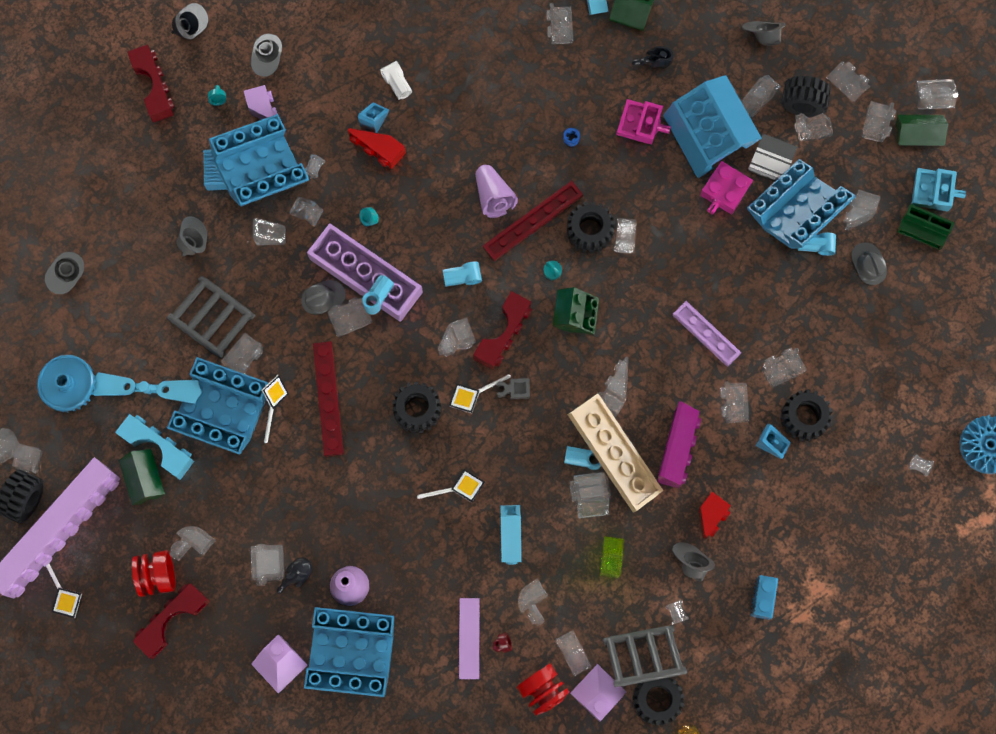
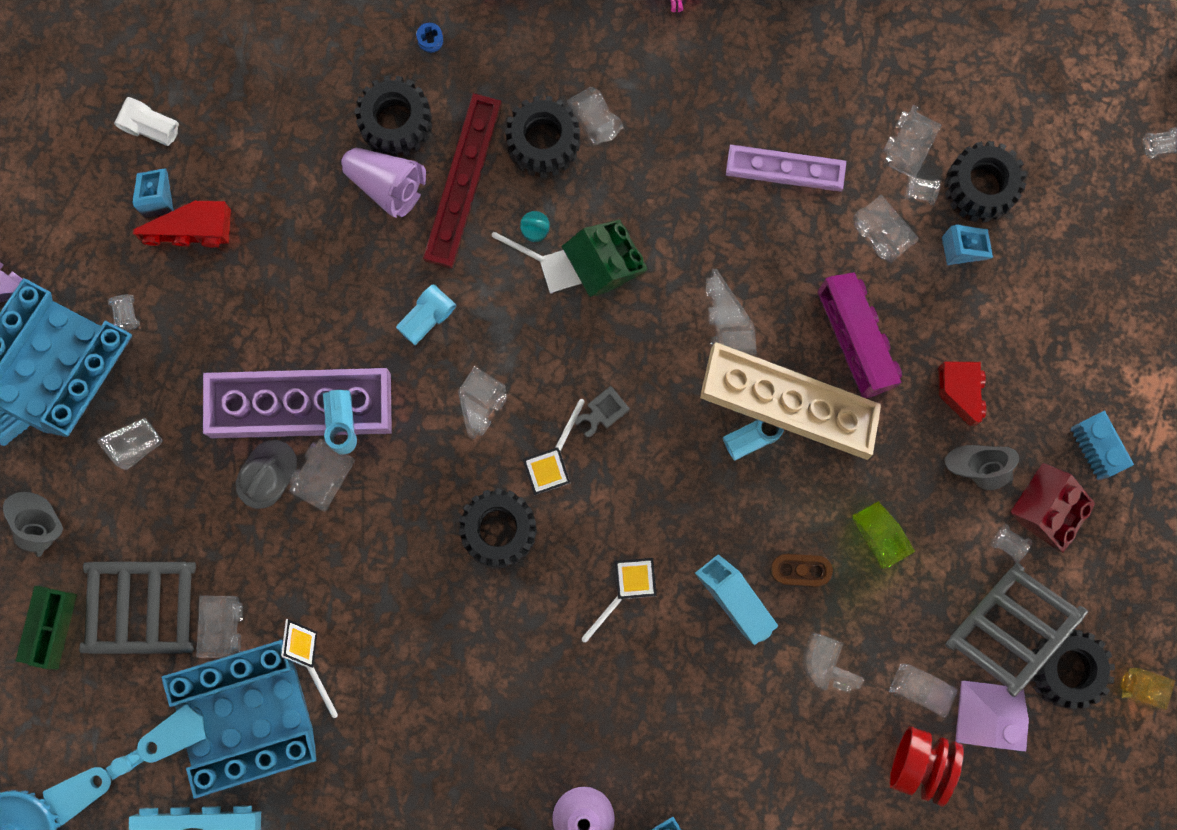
camera: 40 degrees left, 5 degrees up
(160, 293) = (46, 627): none -> dark green piece
(306, 210) = (158, 377): clear bracket -> none
(328, 399) = (373, 600): dark red plate -> none
(368, 216) = (246, 327): teal tile -> none
(469, 638) = (783, 770): lavender tile -> none
(491, 350) = (535, 386): dark red arch -> none
(505, 643) = (831, 741): dark red tile -> none
(525, 150) = (390, 94): none -> black tyre
(547, 298) = (555, 266): none -> white piece
(556, 544) = (801, 570): none -> reddish brown plate
(590, 494) = (798, 476): clear plate -> none
(714, 610) = (1053, 507): none -> dark red slope
(770, 395) = (922, 189): none -> clear bush

